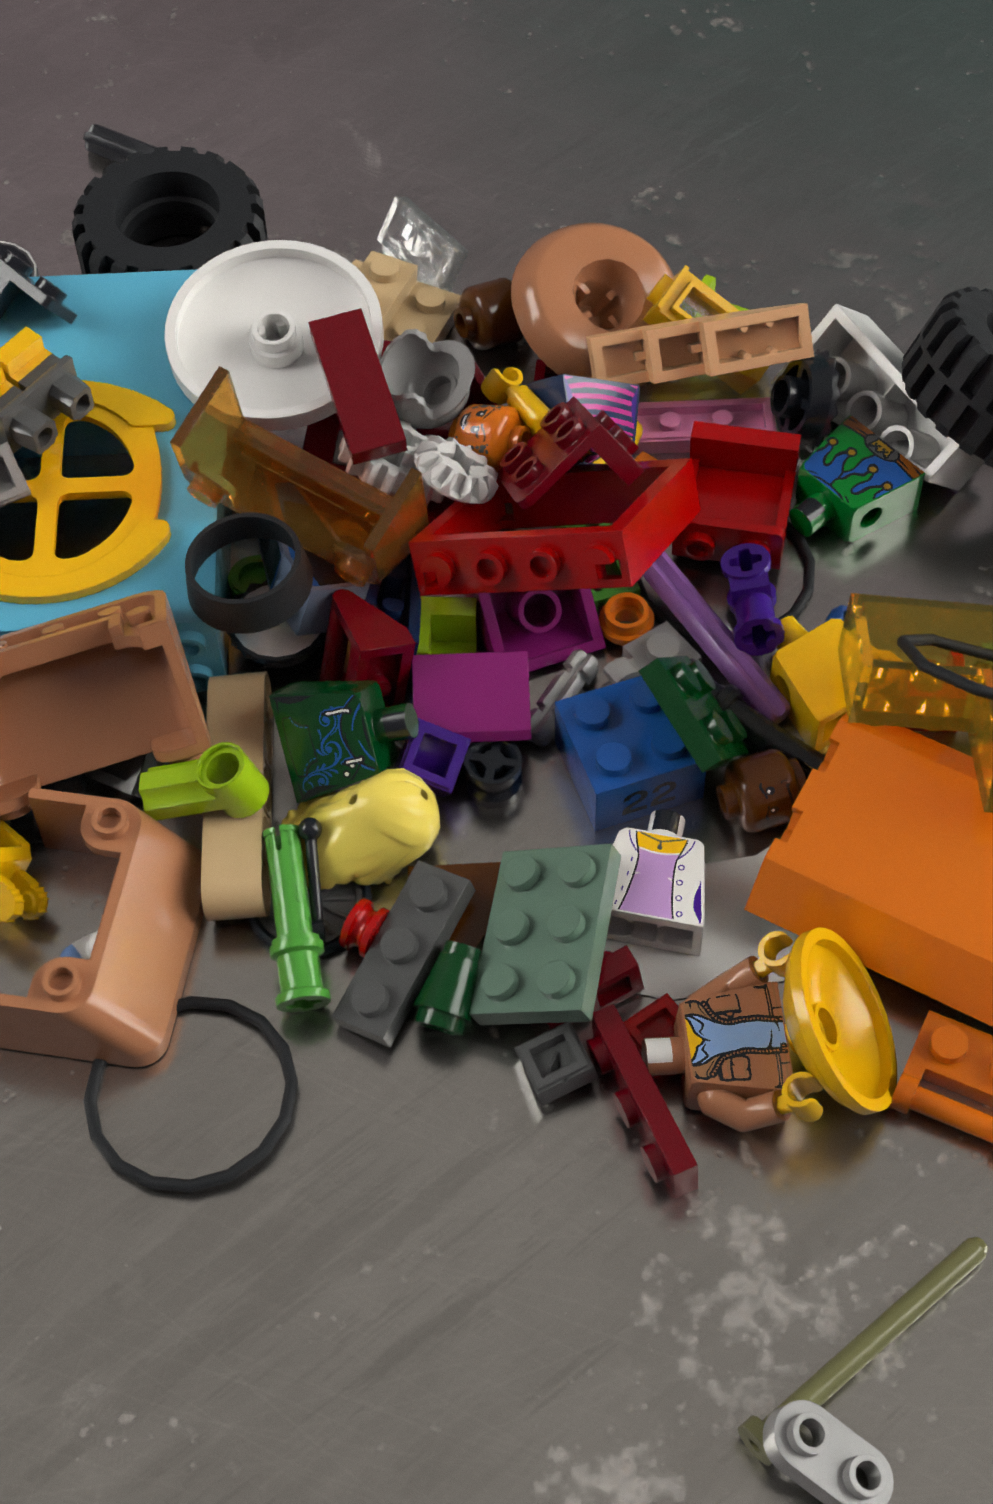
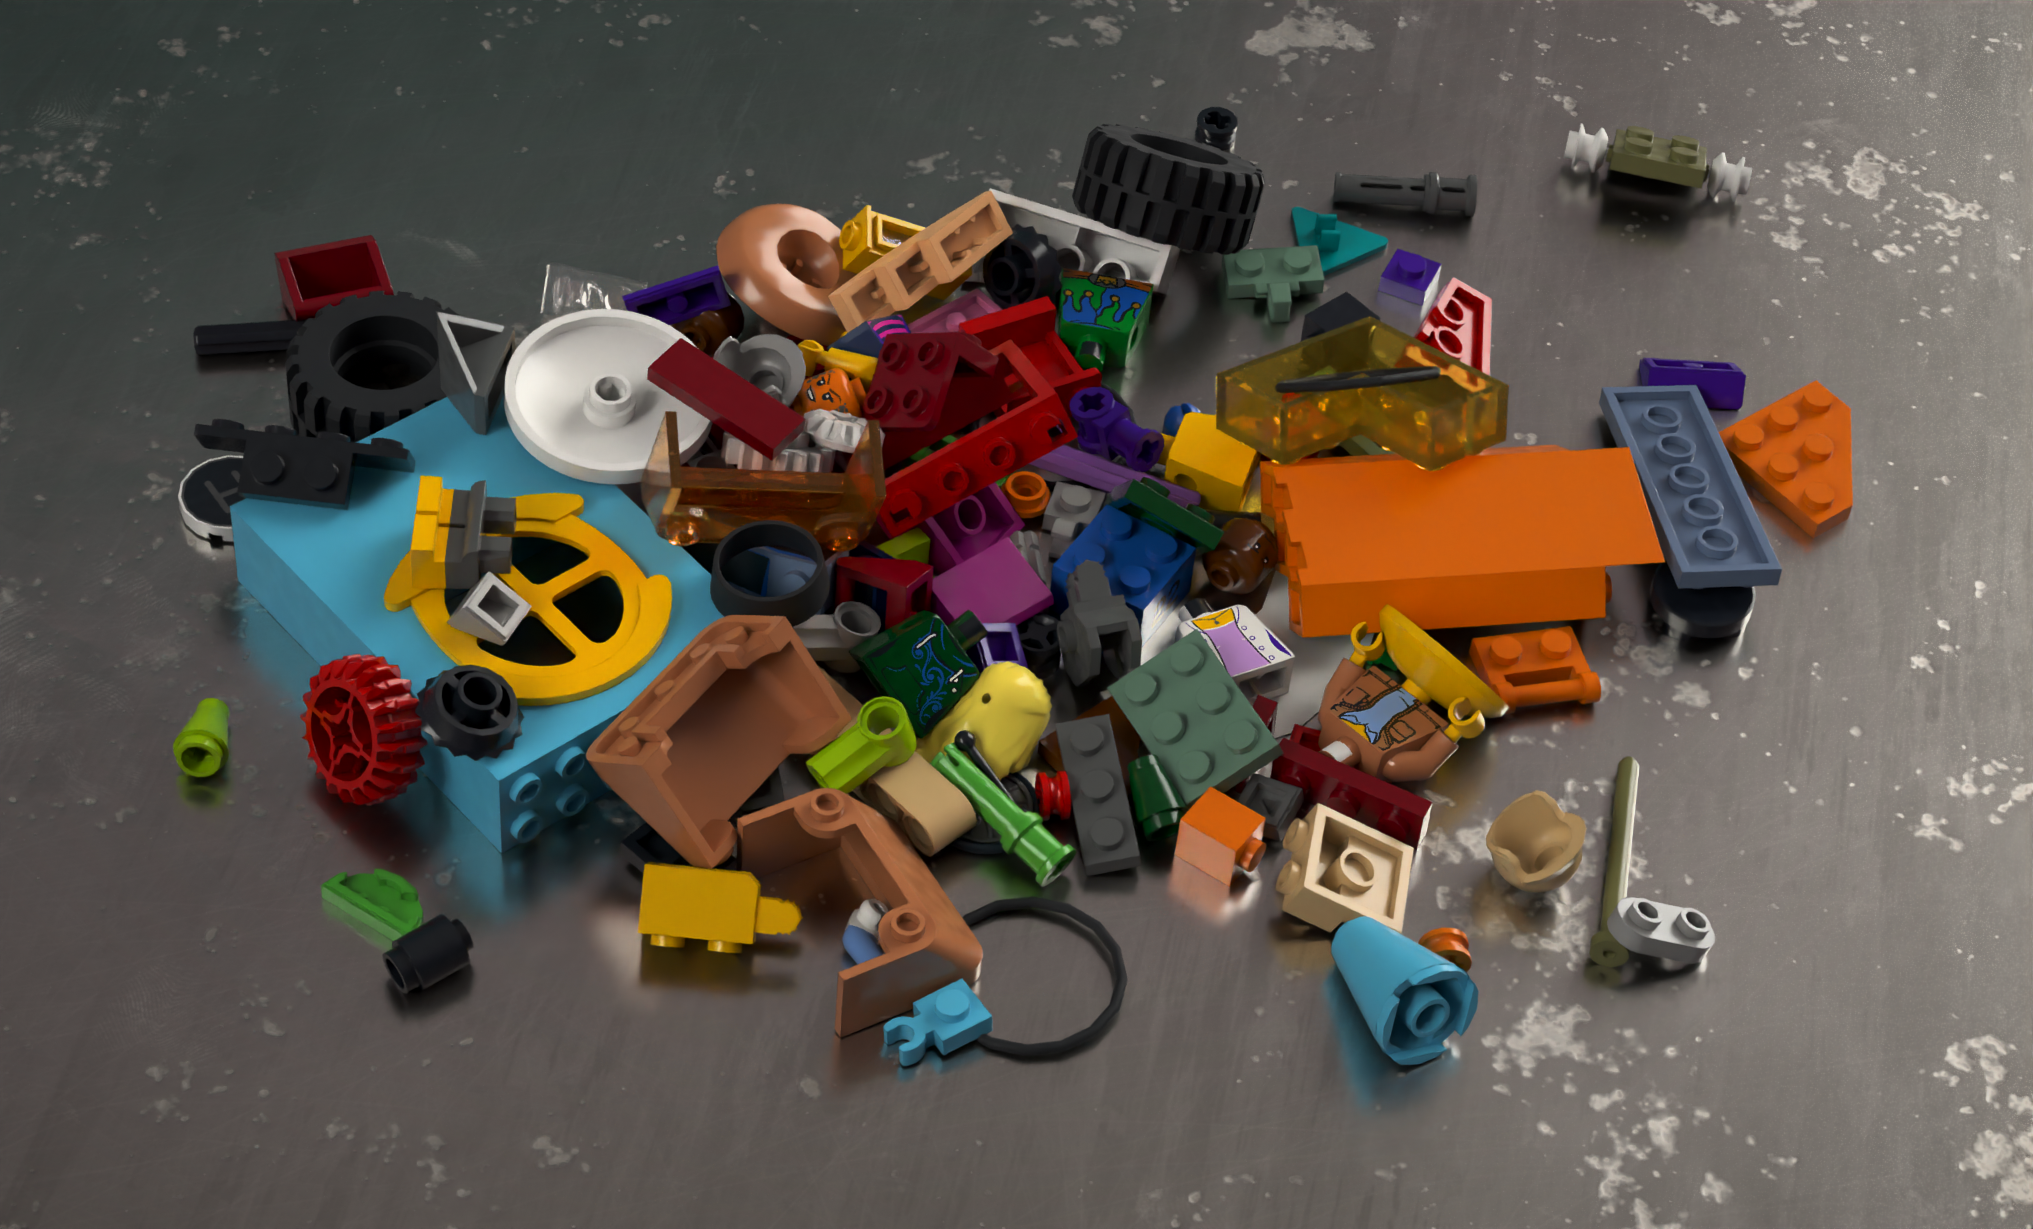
camera: 45 degrees left, 10 degrees down
(70, 1092) = (941, 1018): none -> medium azure plate
(180, 243) = (474, 366): none -> dark grey slope
(231, 126) = (329, 272): none -> dark red tile
(283, 655) = (832, 636): none -> light grey piece
(458, 277) = (681, 297): none -> dark purple slope
(478, 1067) = (1221, 837): none -> orange brick
(486, 1344) = (1403, 990): none -> medium azure cone
(540, 780) = (1095, 625): none -> dark grey hinge
(558, 1185) = (1343, 871): none -> tan plate
(580, 1332) = (1449, 944): none -> orange bush
(768, 1277) = (1536, 843): none -> tan helmet

